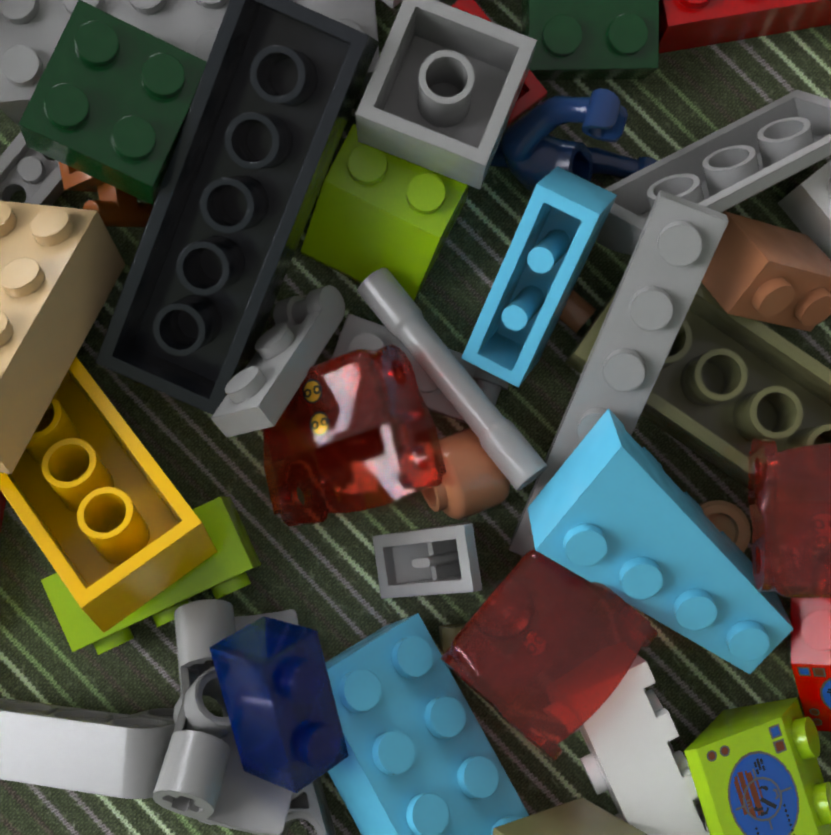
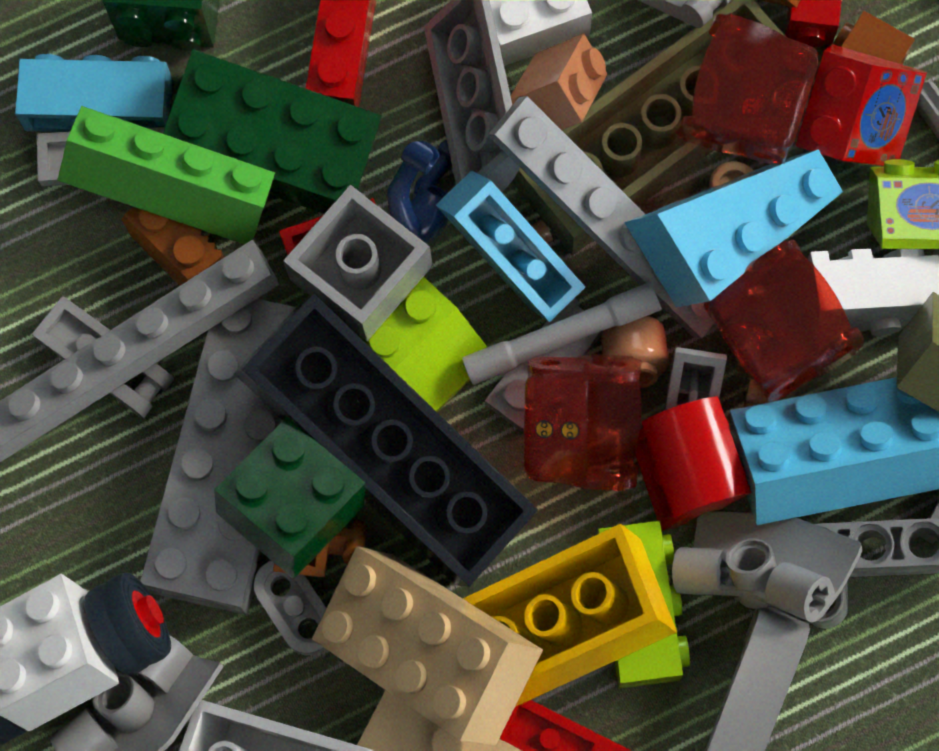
camera: 70 degrees left, 10 degrees down
(280, 702) = (765, 510): clear blue brick -> none
(282, 359) = (514, 450): light grey plate -> none
(339, 582) = (690, 462): none -> red brick

